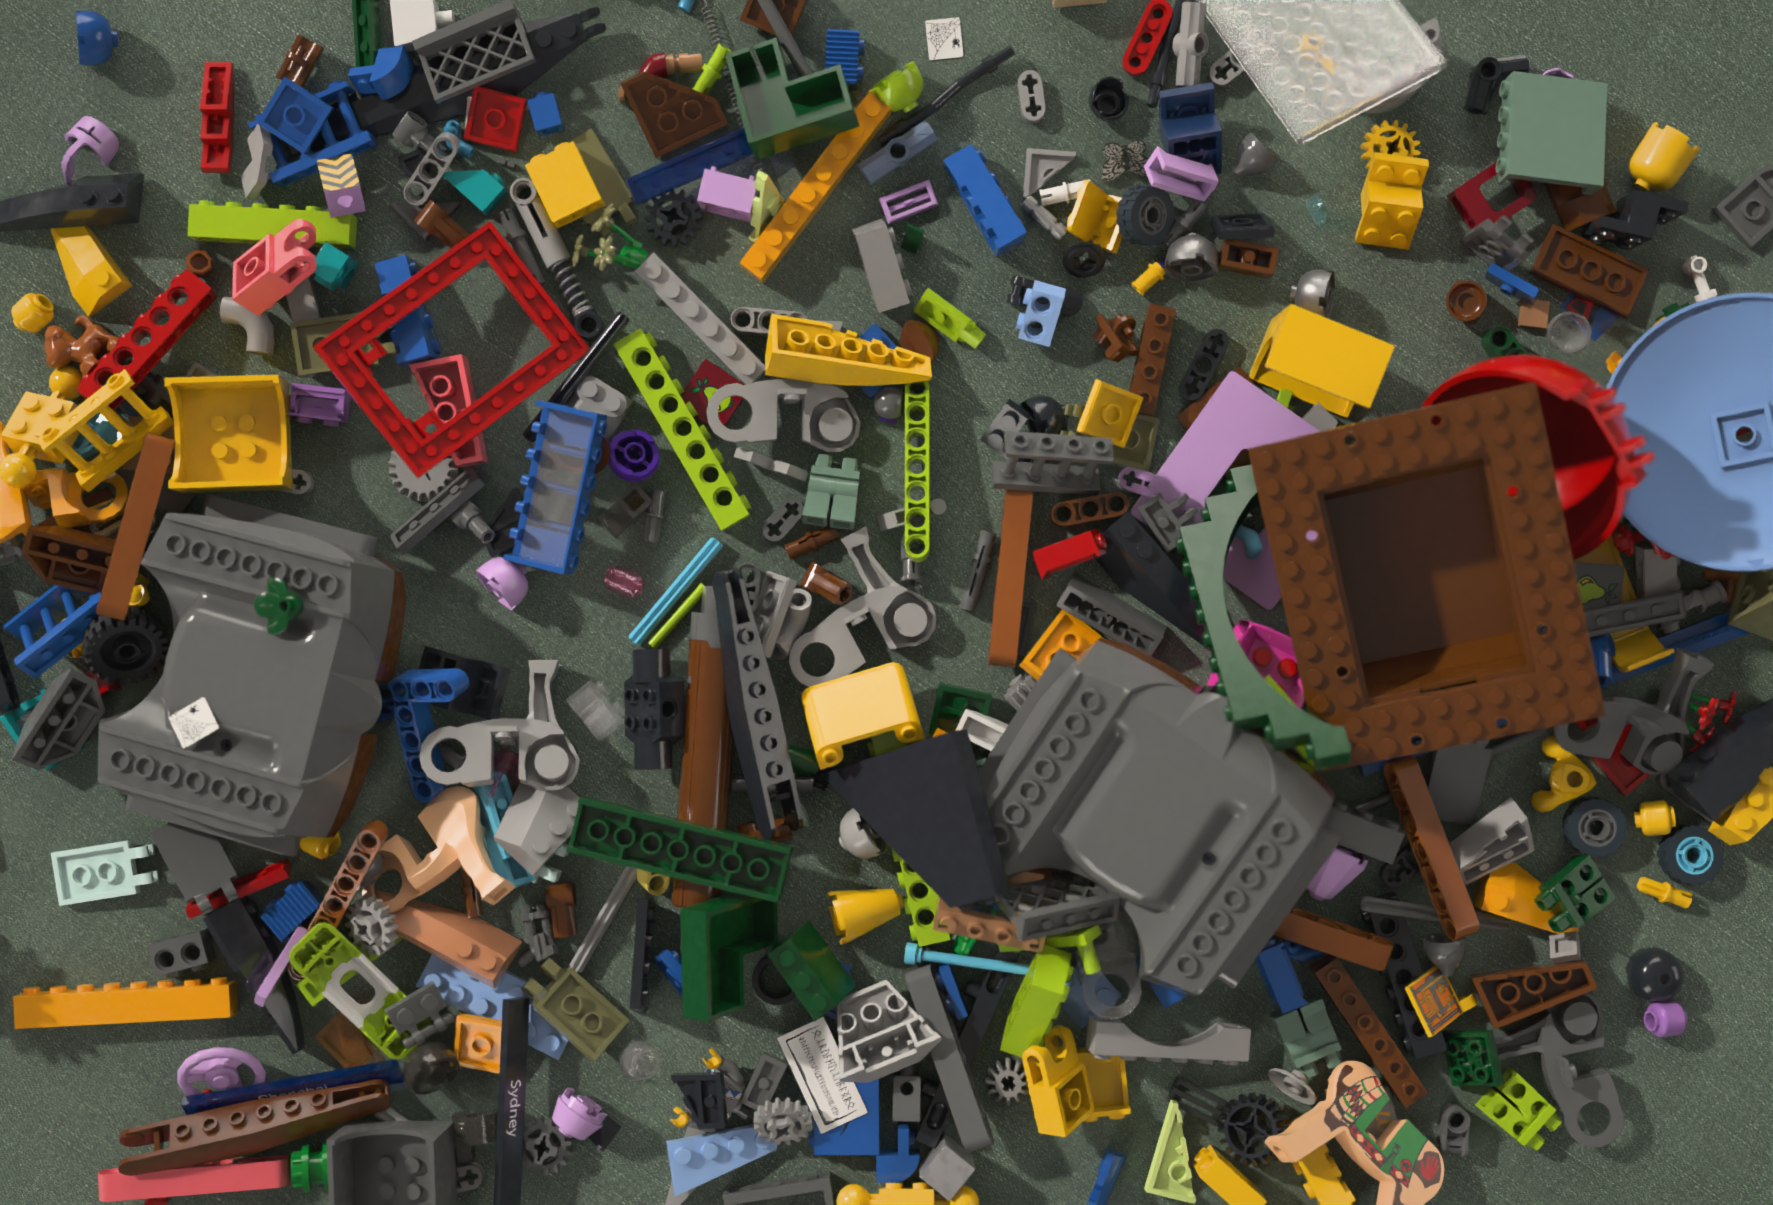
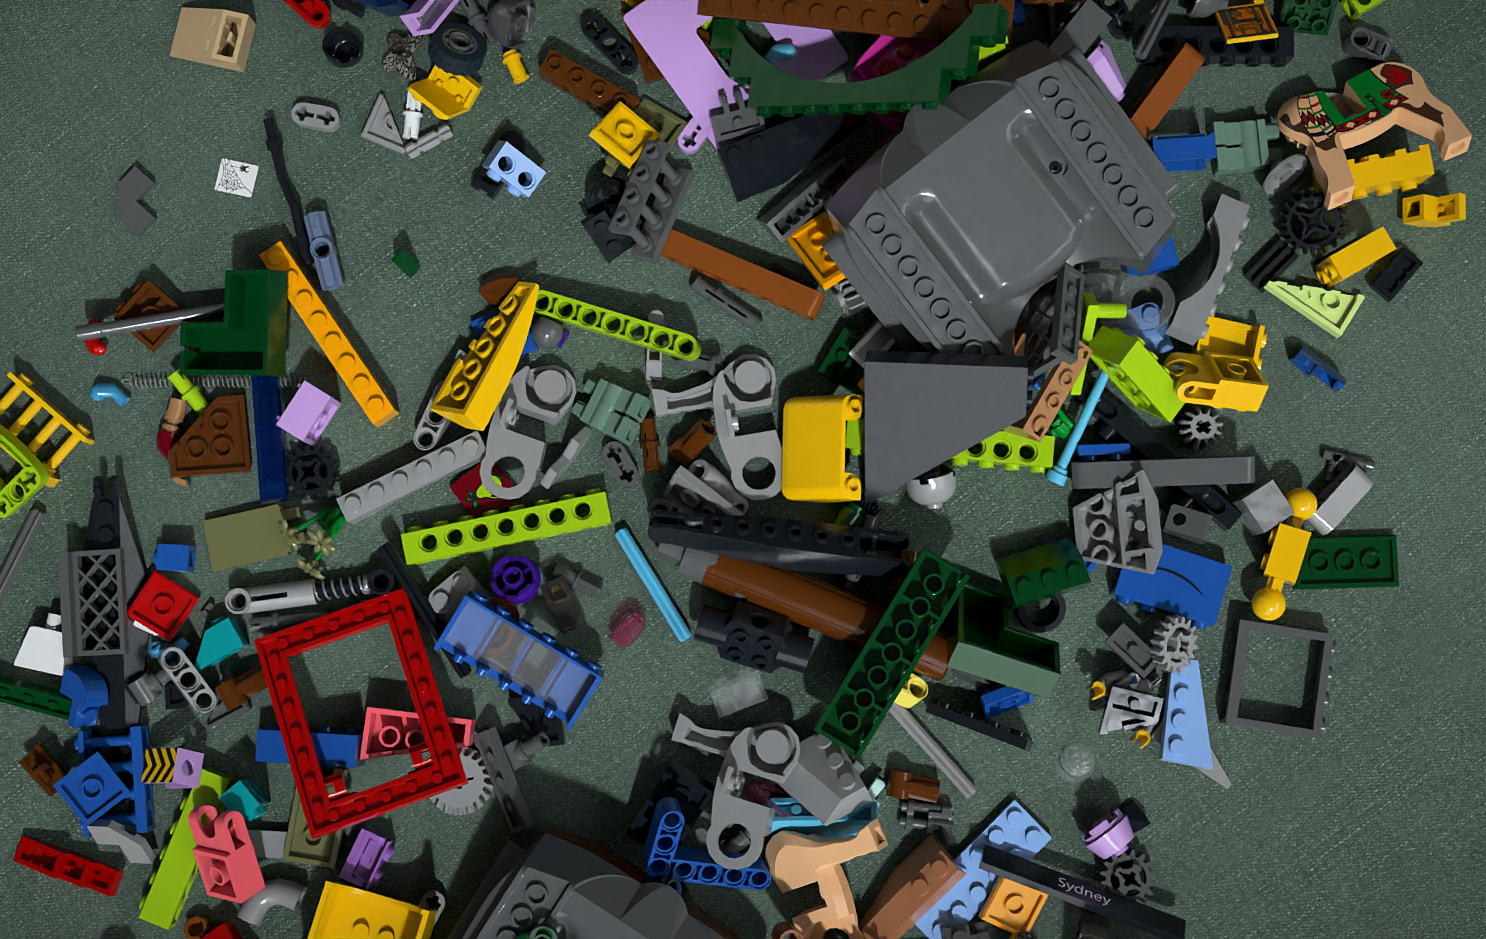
camera: 70 degrees left, 5 degrees down
(472, 896) = (869, 866): reddish brown pin -> none
(505, 580) = (589, 738): lavender cylinder -> none
(564, 184) = (245, 560): yellow brick -> none
(575, 1009) = (1009, 804): olive tile -> none
(676, 617) = (676, 591): lime bar -> none
(765, 206) = (330, 383): yellowish green wing -> none
(816, 1067) = (1142, 595): white sticker -> none
(844, 49) = (212, 265): blue brick -> none
(862, 911) = (1002, 509): yellow cone -> none
(882, 265) = (420, 297): light grey wedge -> none
(899, 1163) = (1246, 551): blue brick -> none
(900, 88) = (267, 228): lime cylinder -> none
(914, 211) = (382, 257): lavender tile -> none
(948, 319) = (489, 255): lime hinge -> none
(985, 200) = (394, 186): blue wedge -> none
(1069, 552) = (737, 214): red window -> none
(1090, 266) = (486, 115): black gear -> none
(1102, 509) = (704, 173): reddish brown beam -> none
(1119, 333) = (554, 107): reddish brown hips -> none
(1300, 952) = (1167, 127): blue arm -> none
(1368, 1030) = (1254, 91): reddish brown brick -> none

